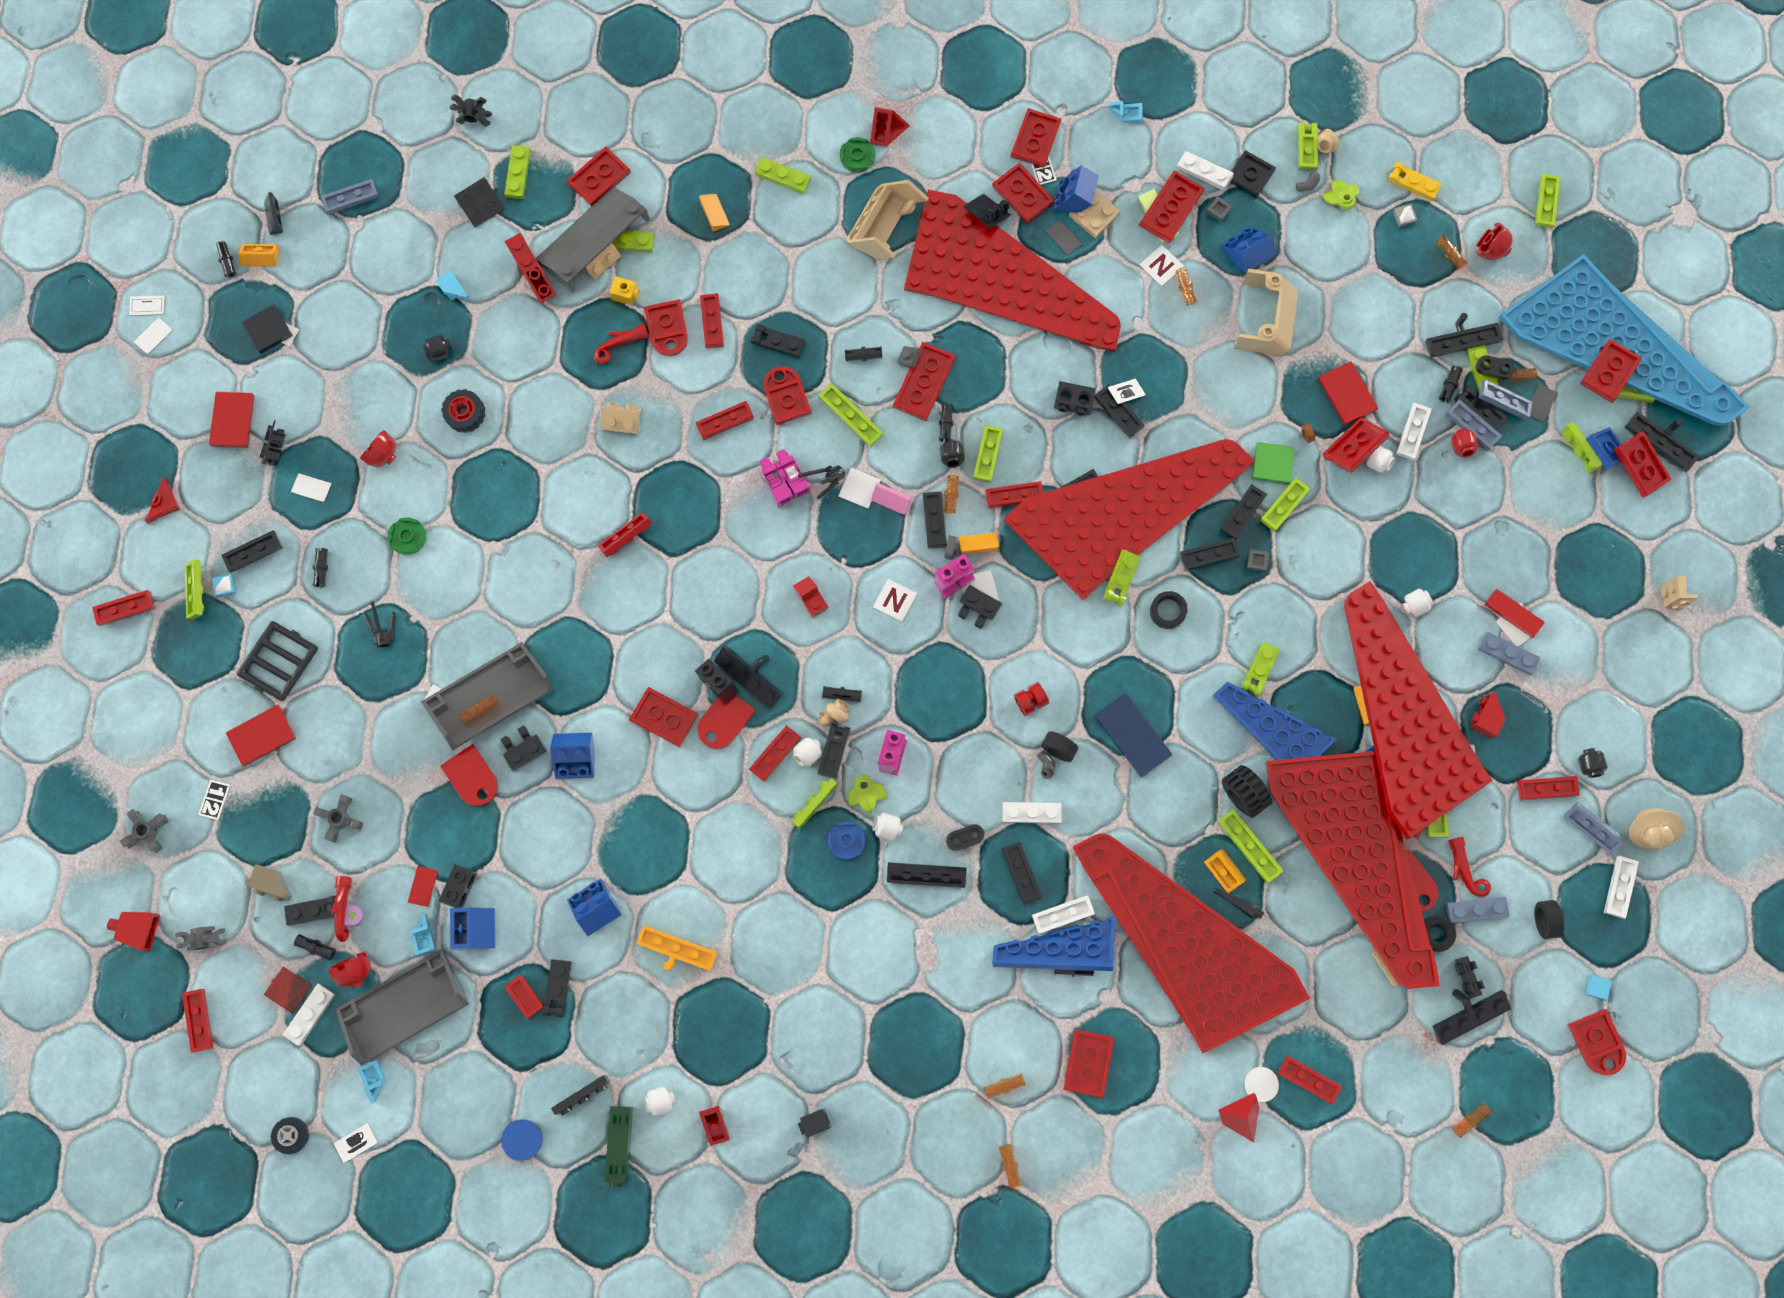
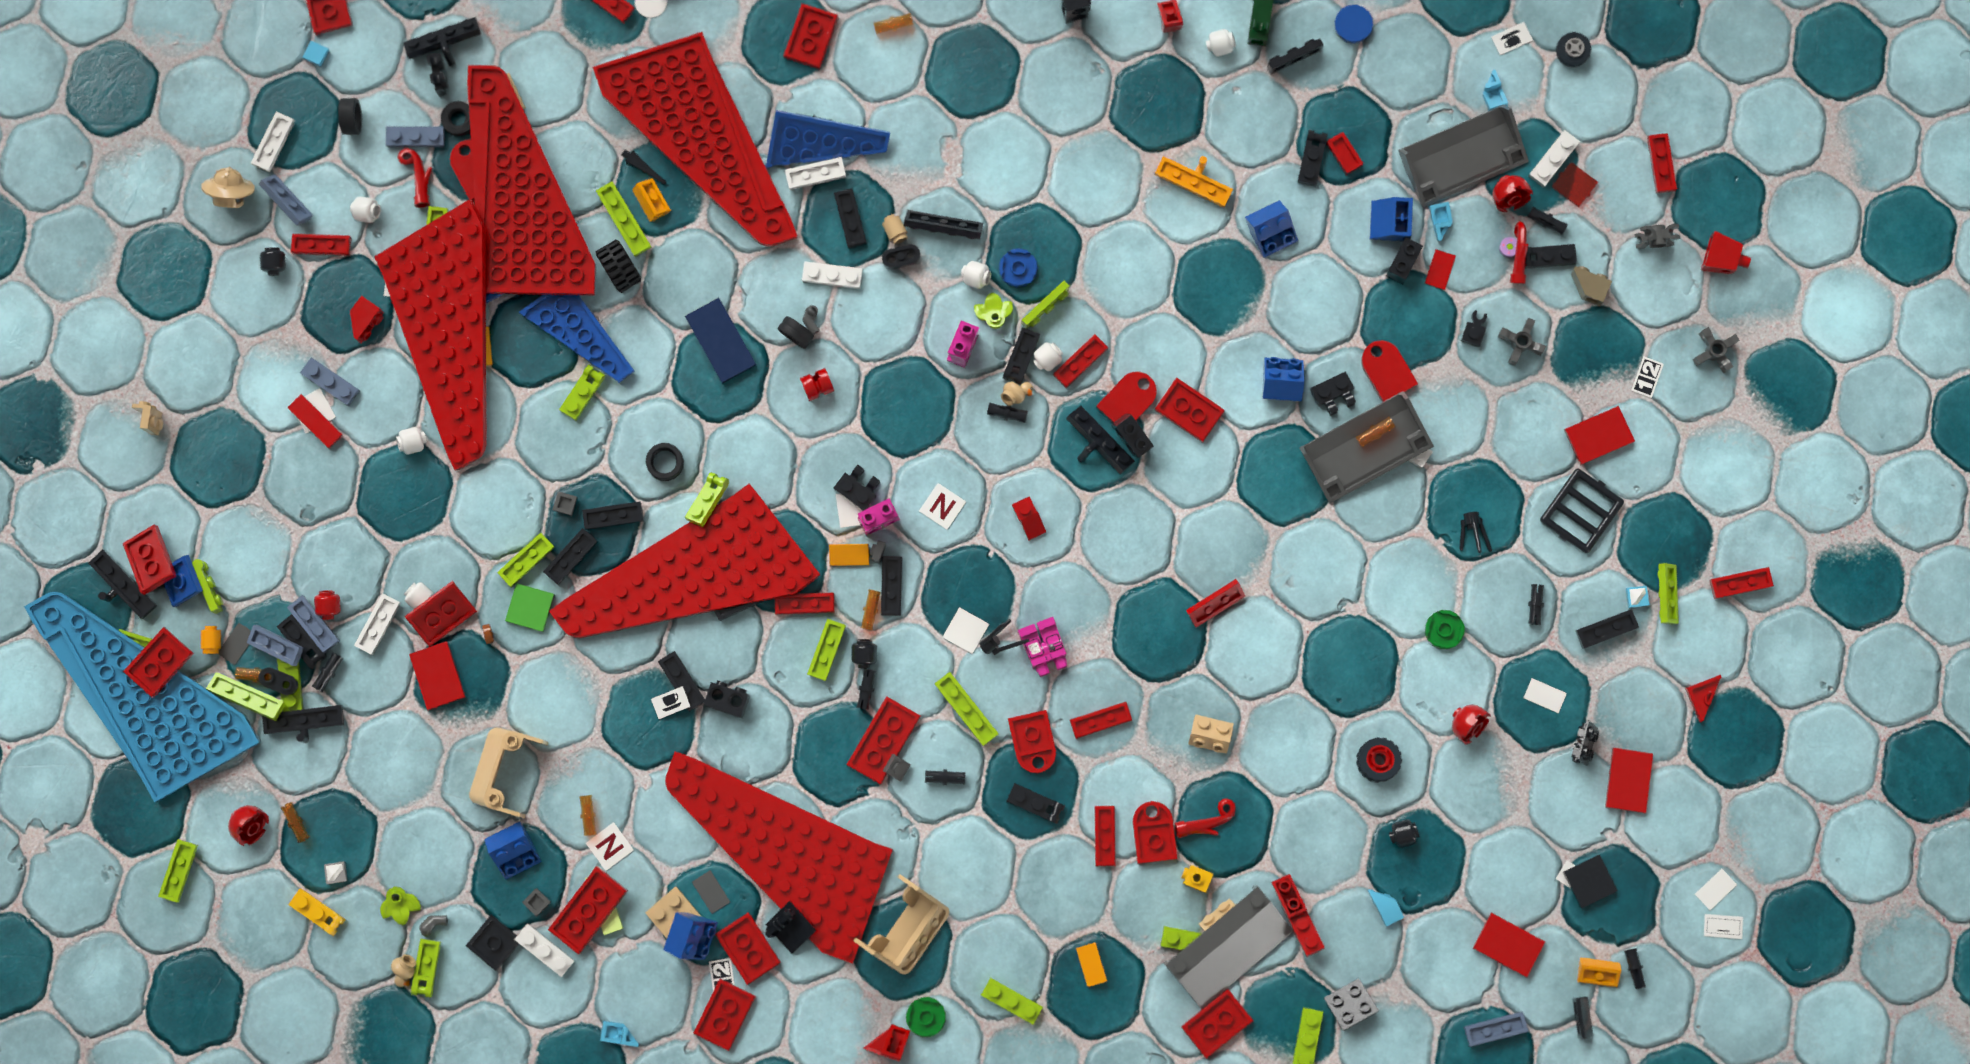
camera: 170 degrees left, 5 degrees up
(340, 268) = (1508, 944): none -> red tile
(386, 825) = (1474, 331): none -> black plate
(891, 498) = (934, 611): bright pink slope -> none
(975, 864) = (894, 229): none -> tan brick
(1512, 826) = (365, 209): none -> white head
(1522, 352) = (246, 696): none -> plate
(1566, 399) = (210, 640): none -> light orange brick

